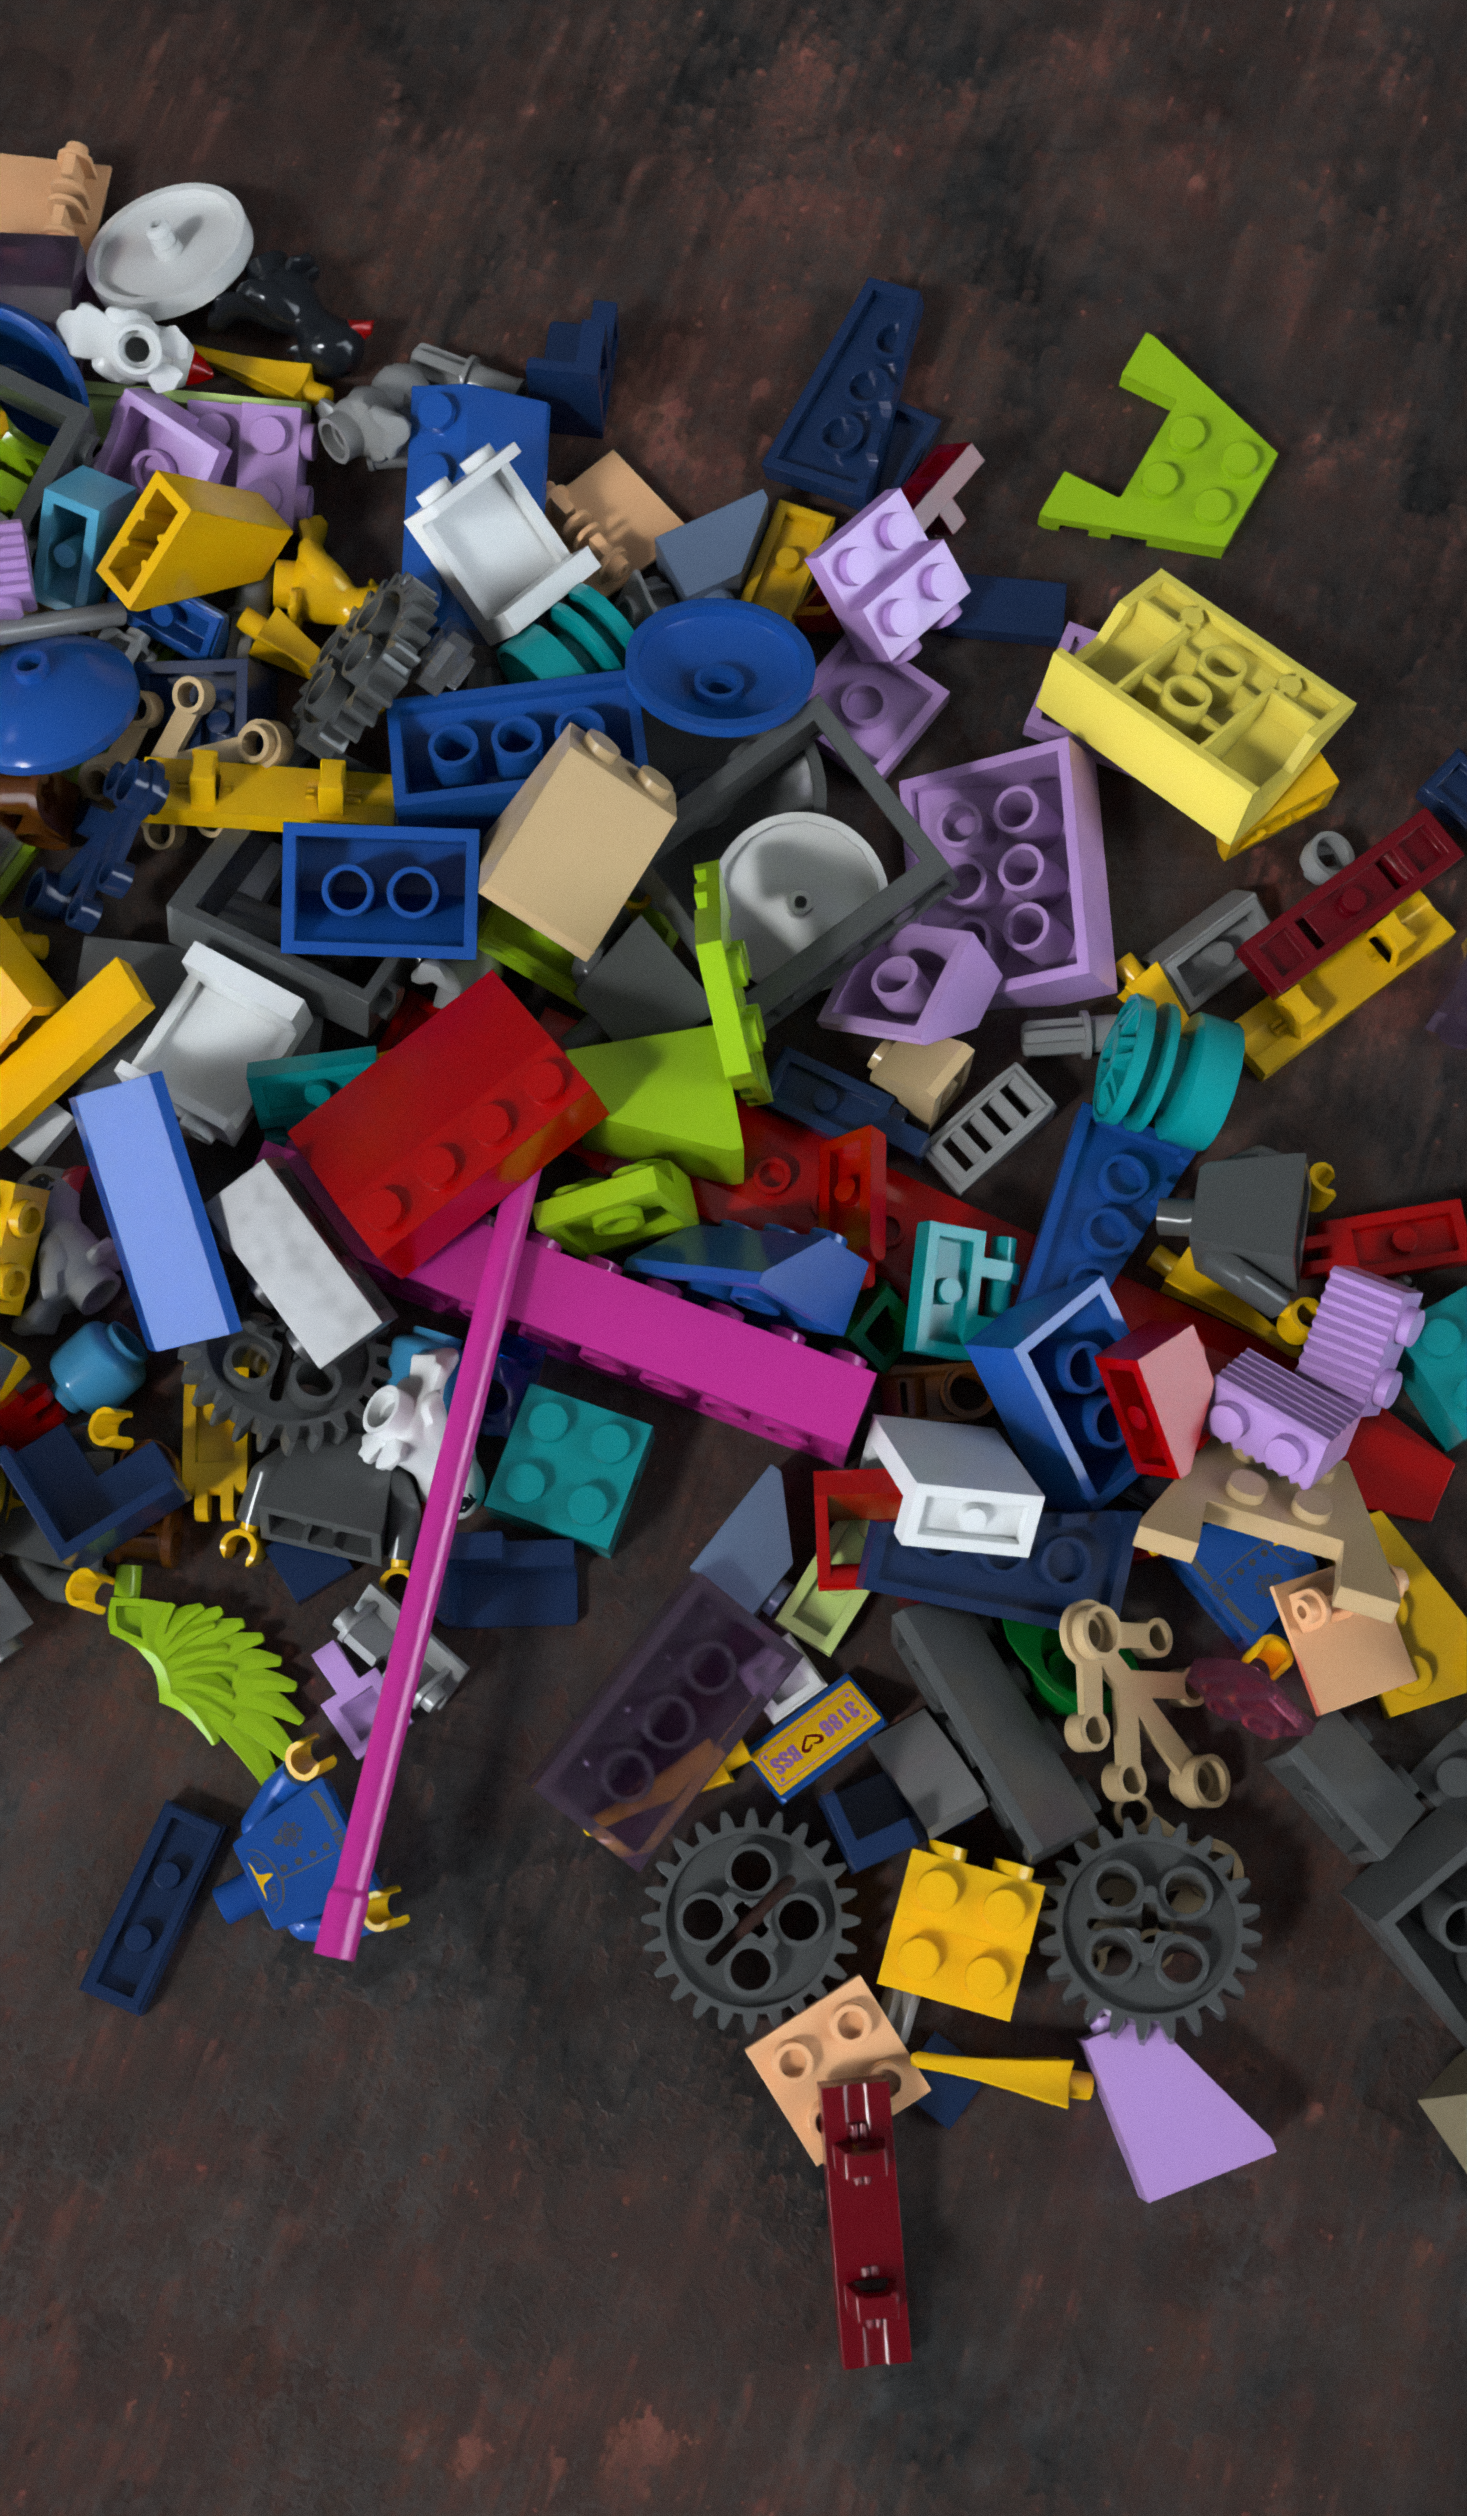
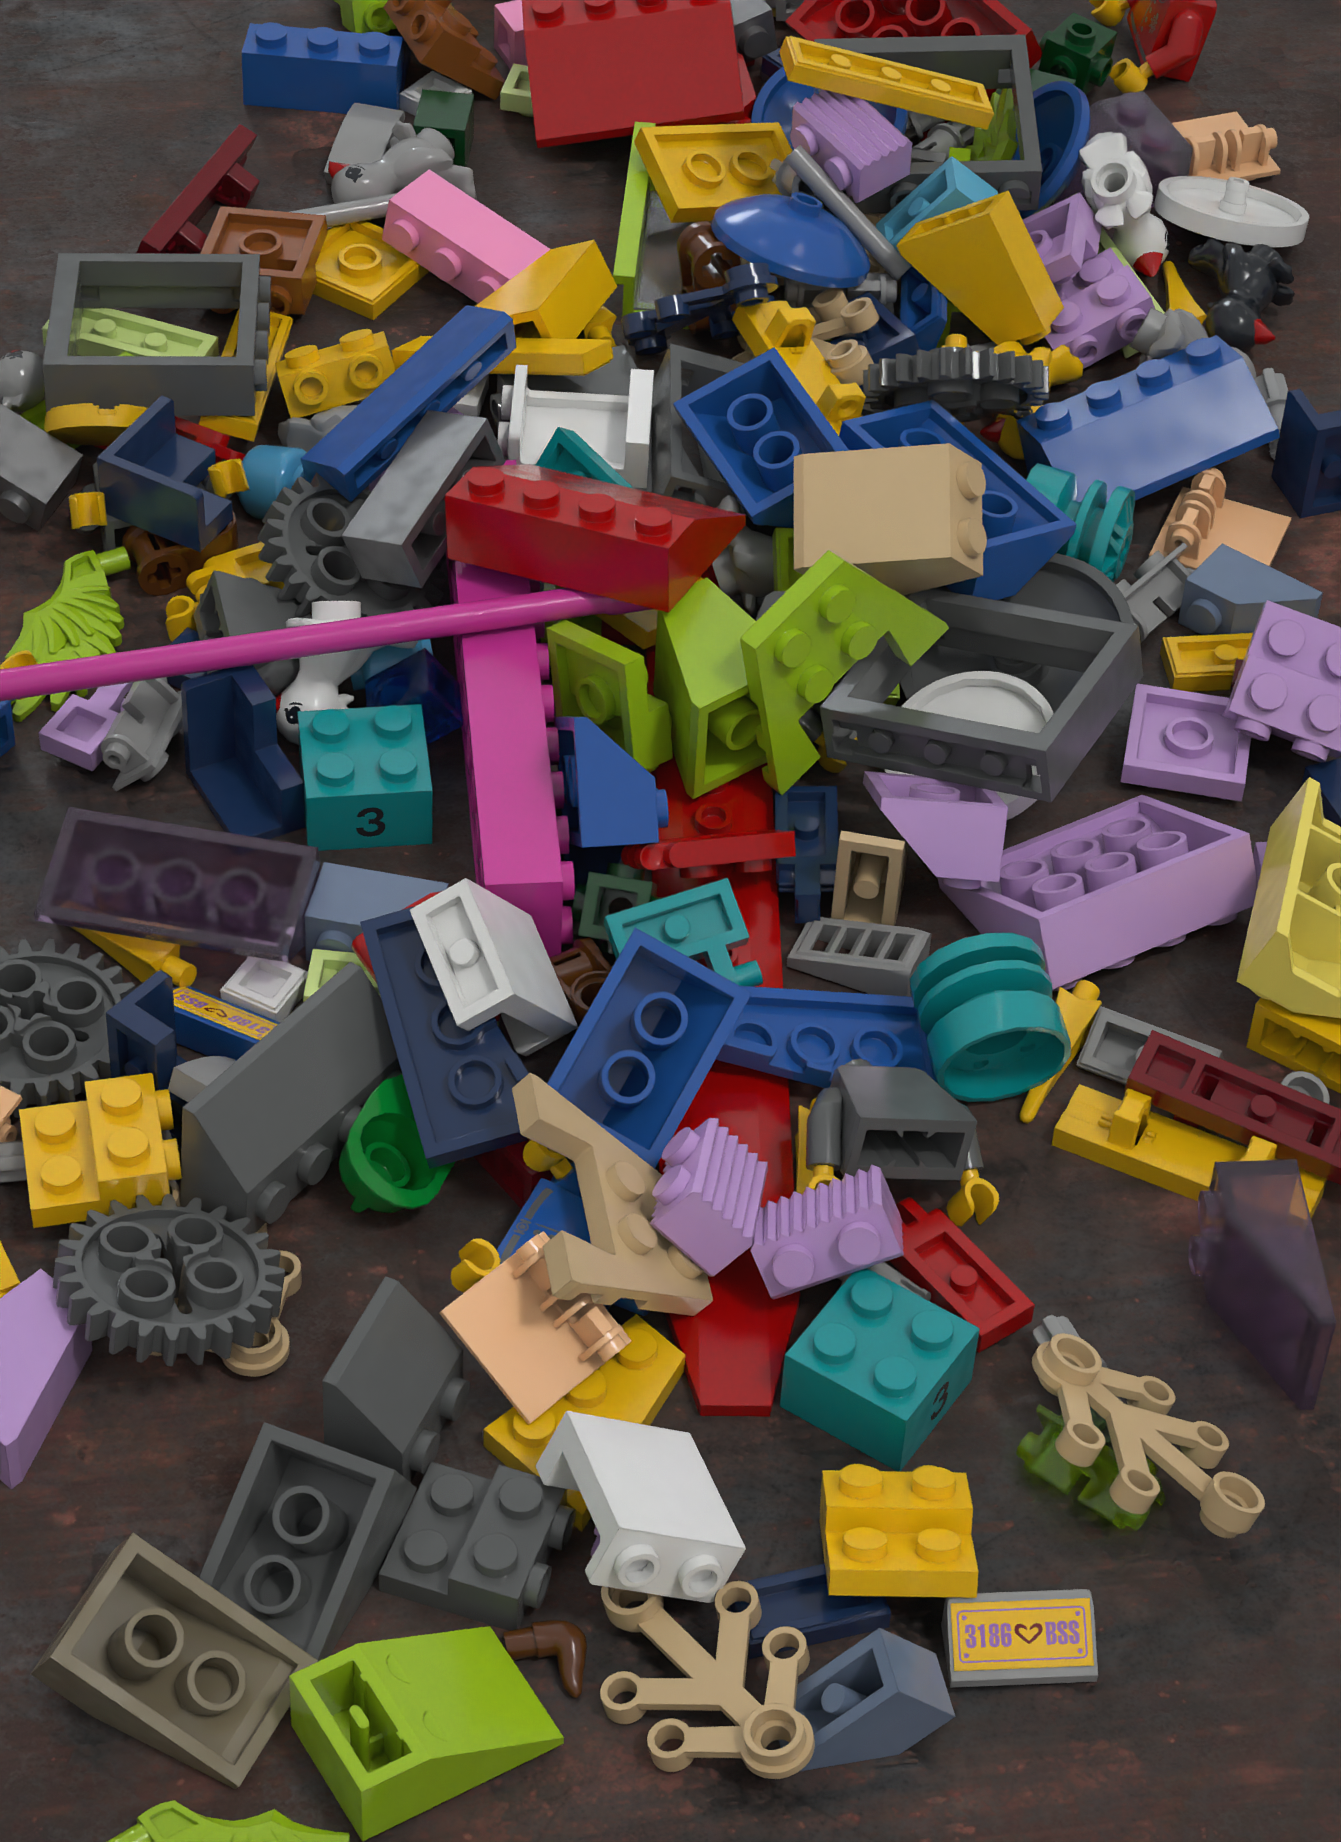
camera: 60 degrees right, 30 degrees down
(445, 659) = (999, 420): clear plate -> none
(496, 545) = (1130, 425): white panel -> none
(720, 667) = (1113, 566): blue dish -> none
(1091, 1640) = (383, 1193): tan plant -> none
(1159, 1394) = (679, 1084): red slope -> none
(1246, 1693) = (427, 1267): clear pink slope -> none

